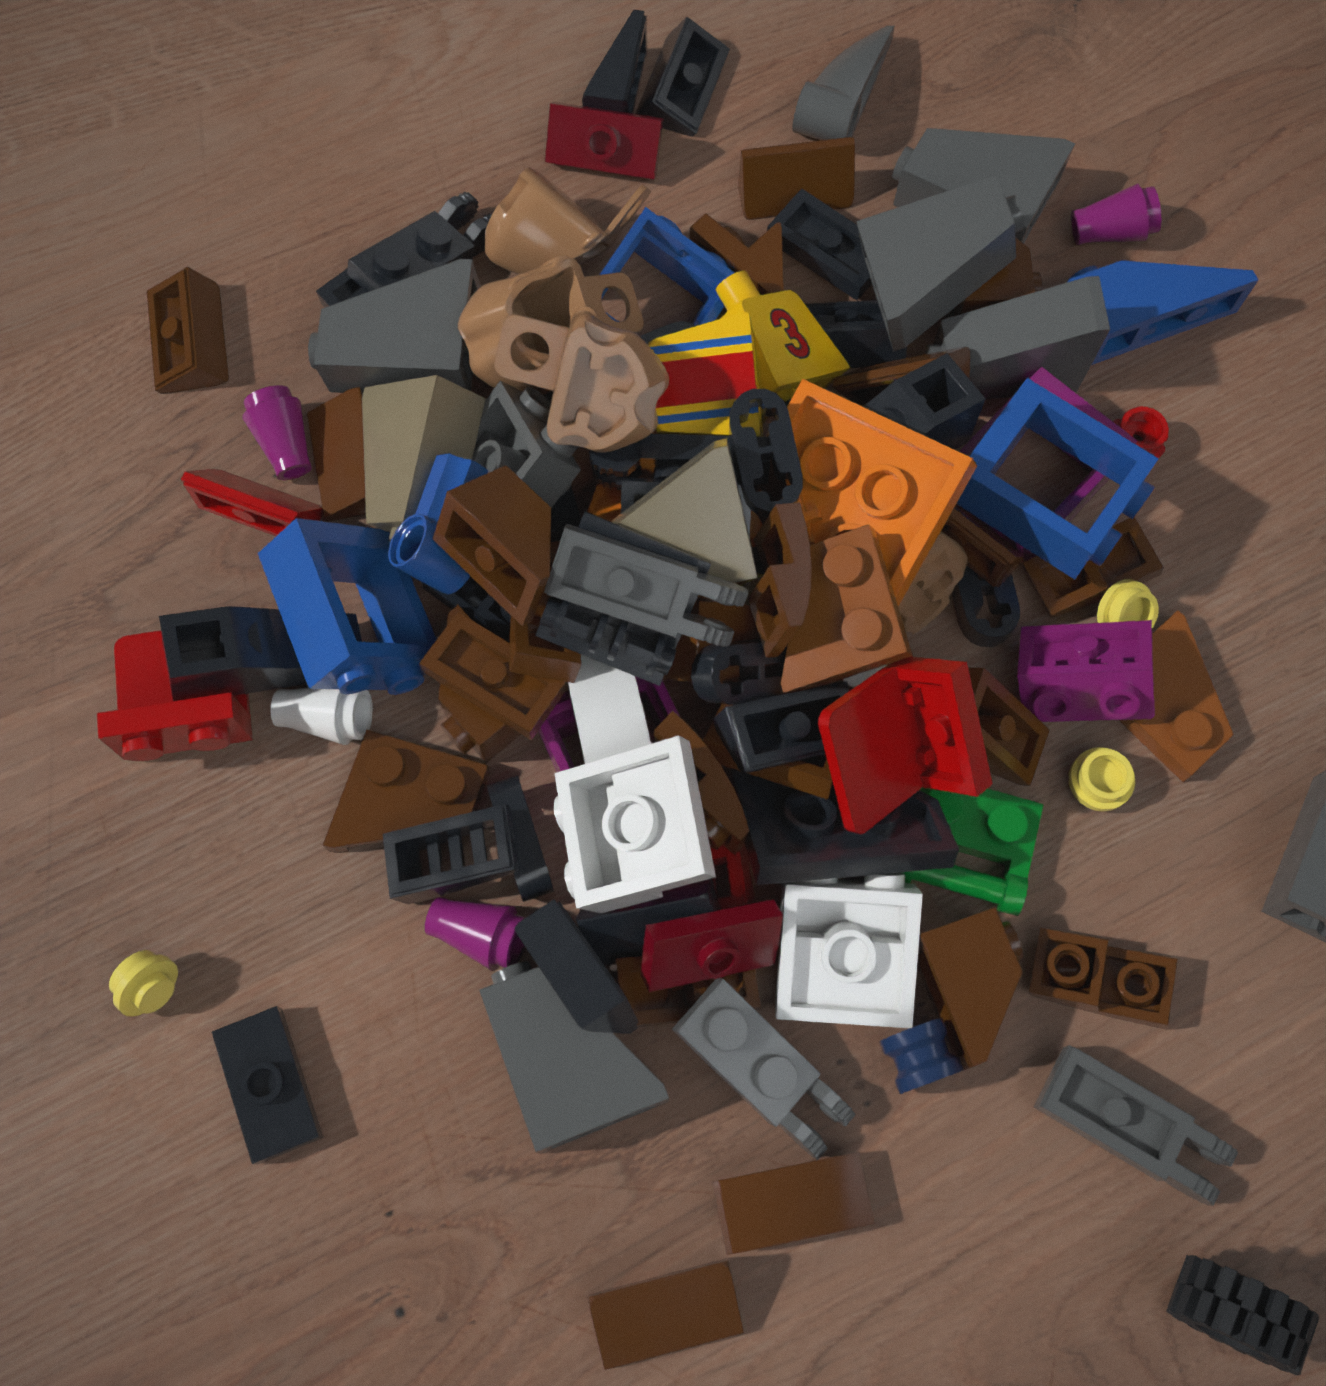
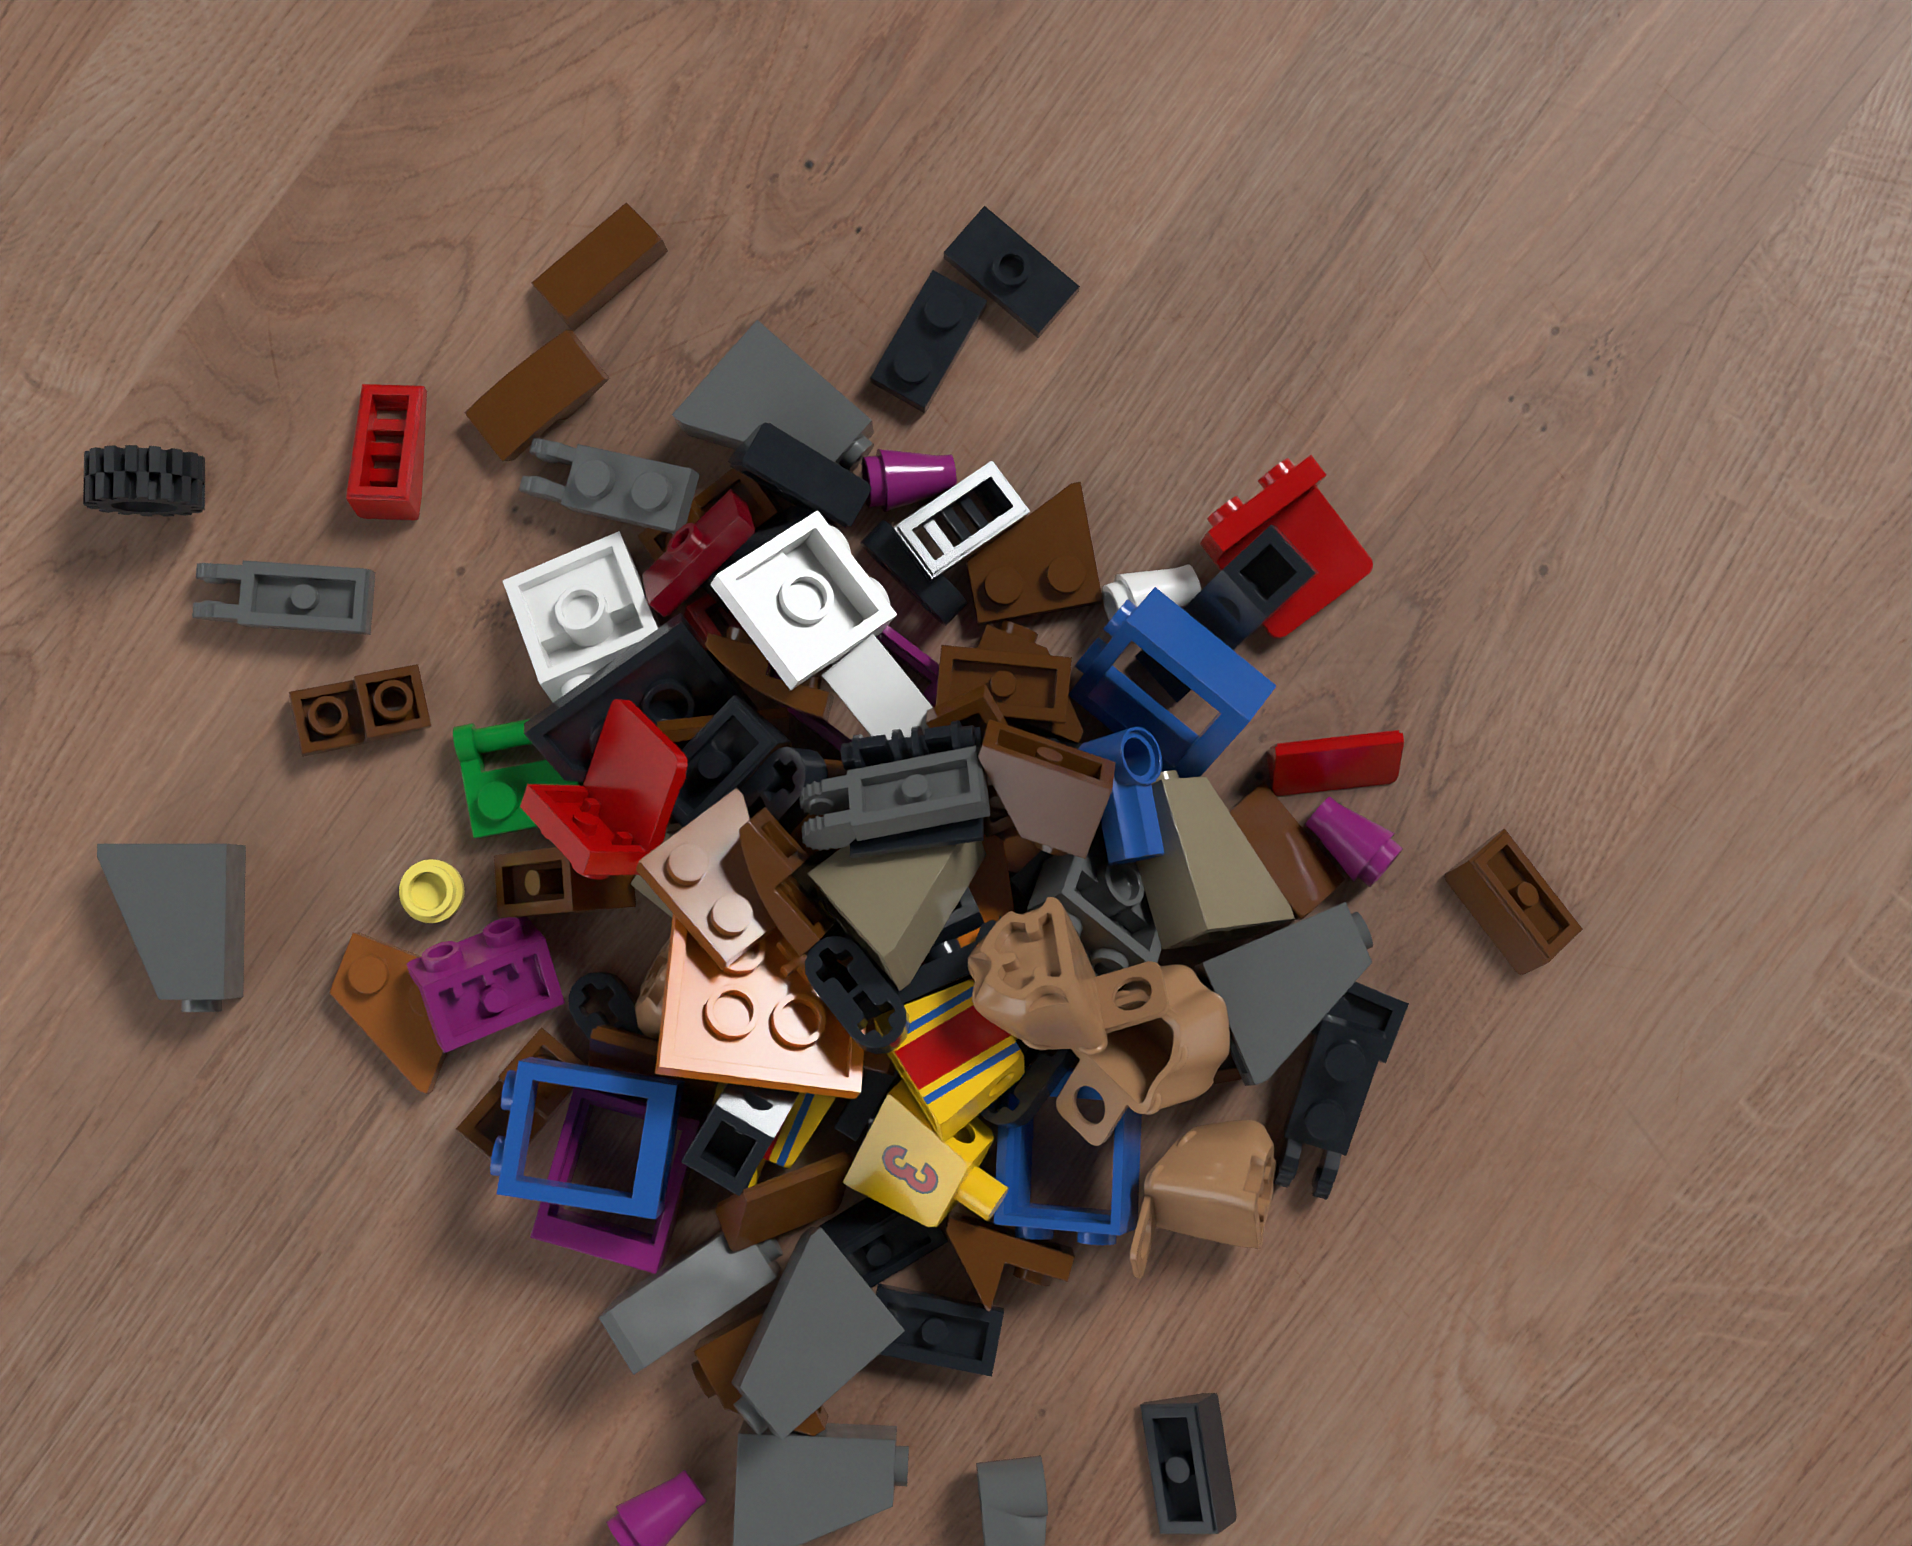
camera: 155 degrees right, 15 degrees up
(143, 983) = (1158, 293): light yellow plate -> none
(383, 1057) = (928, 341): none -> black plate
(603, 140) = (1225, 1333): dark red plate -> none
(620, 72) = (1246, 1400): black slope -> none
(777, 173) = (1018, 1383): reddish brown slope -> none
(921, 1055) = (484, 561): dark blue wheel -> none
(971, 980) = (470, 647): reddish brown slope -> none
(991, 1238) = (383, 491): none -> red slope
(1128, 602) = (472, 1068): light yellow plate -> none
(1147, 424) = (531, 1284): red plate -> none
(1162, 300) = (590, 1419): blue slope -> none

